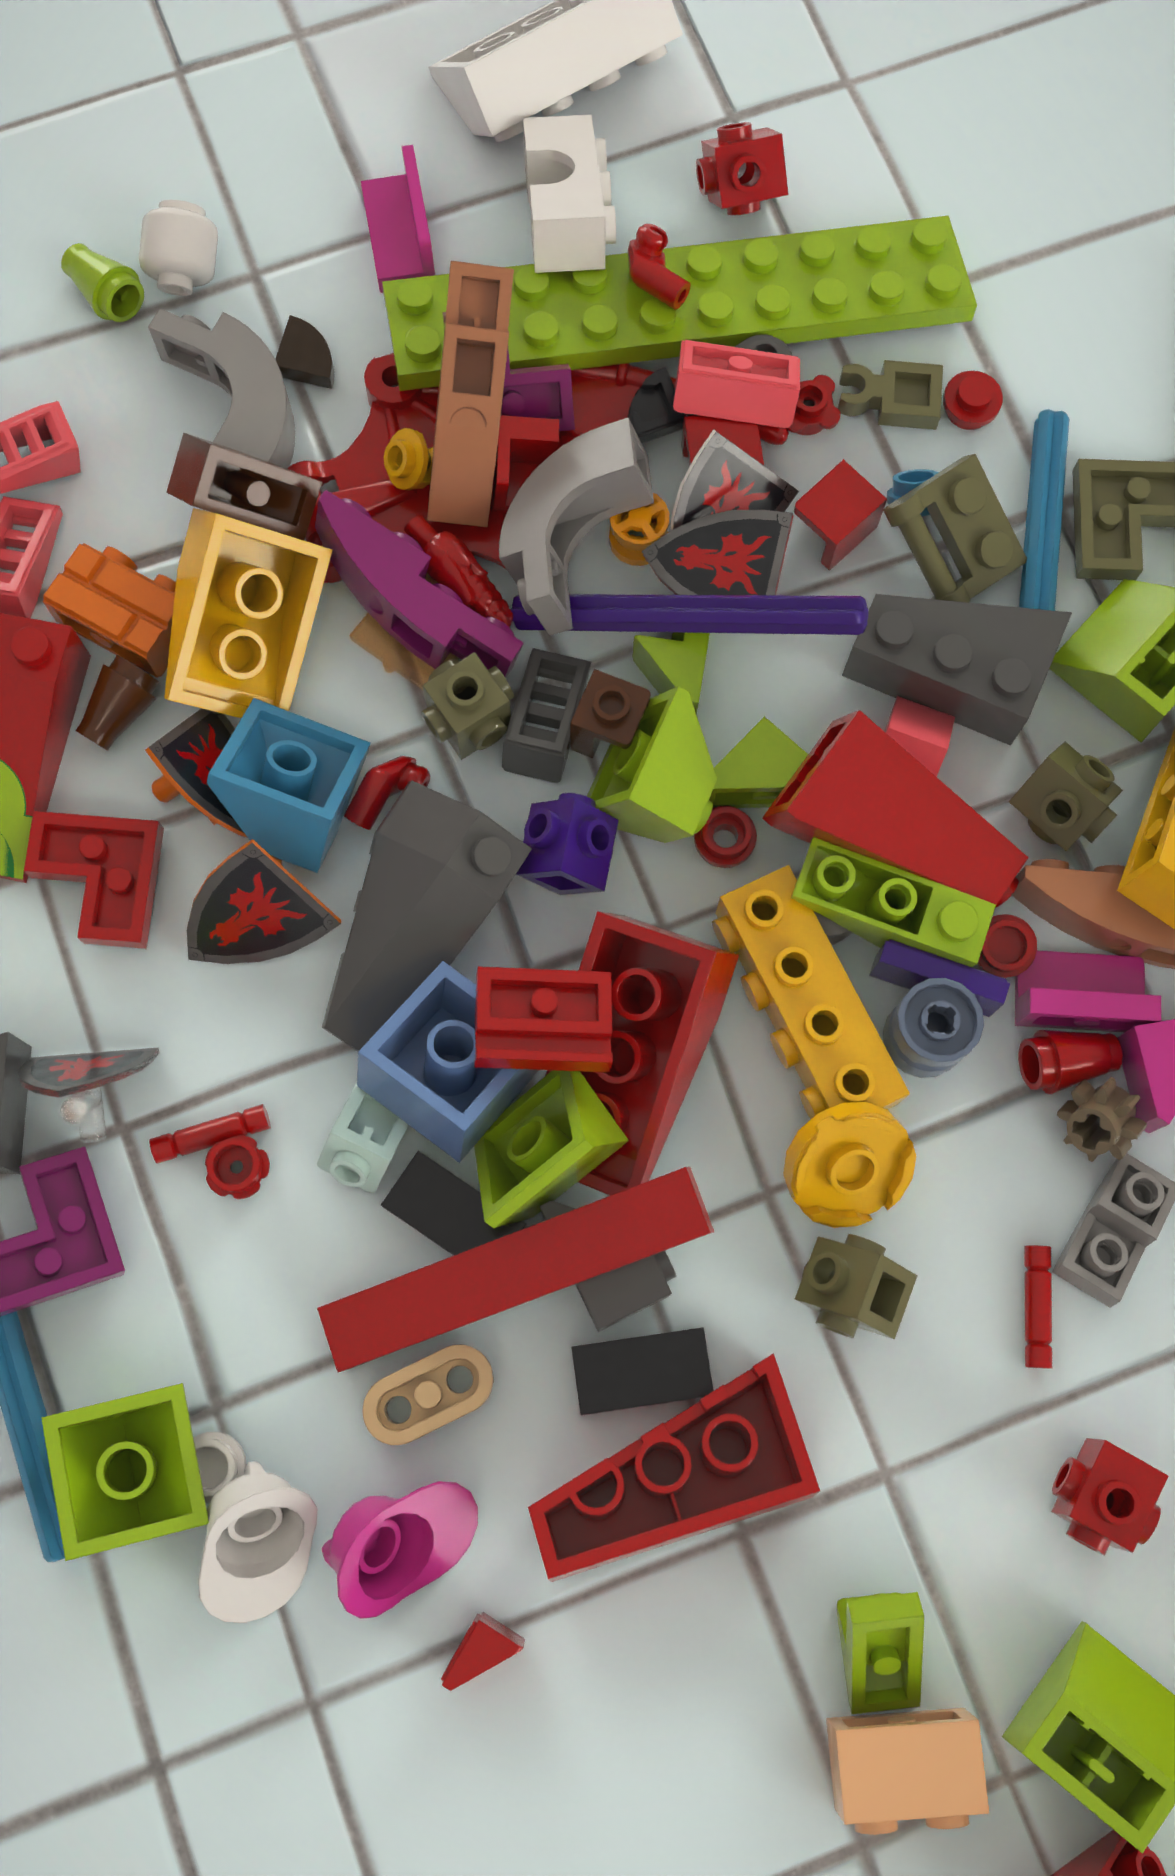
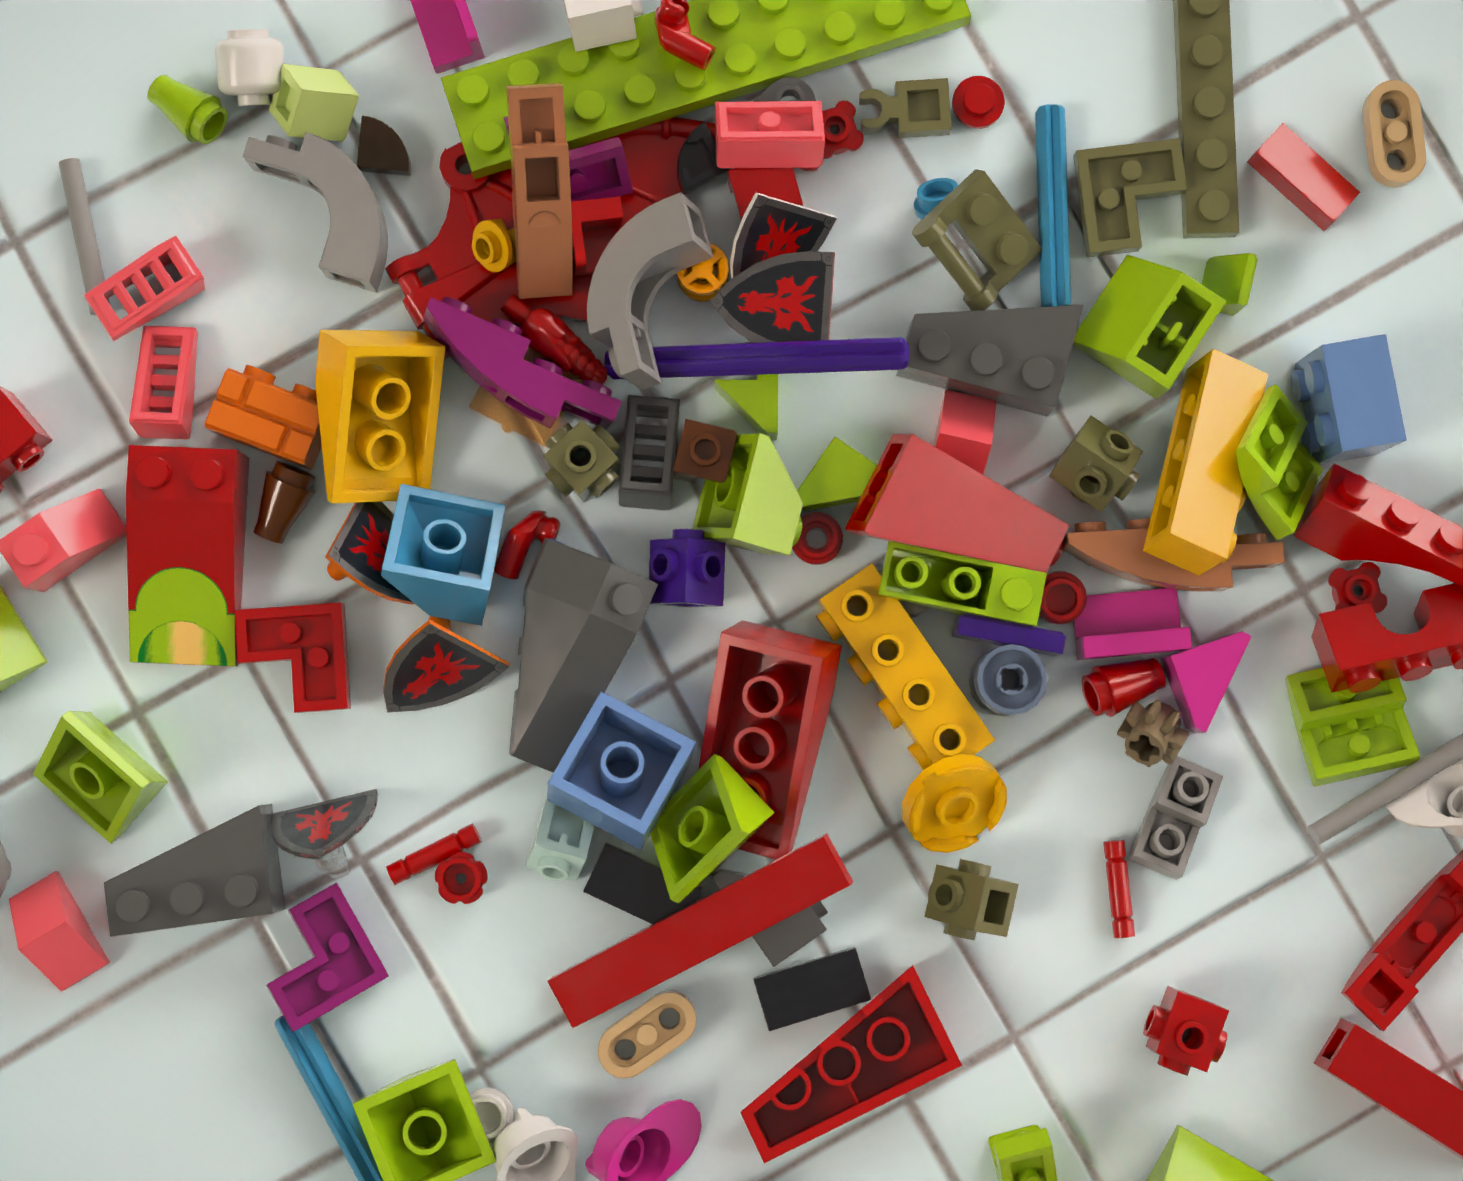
camera: 10 degrees left, 10 degrees up
(241, 291) = (314, 102): none -> yellowish green panel
(243, 487) = (356, 302): reddish brown slope -> none
(543, 1019) = (691, 732): red plate -> none
(841, 511) = (874, 233): red panel -> none

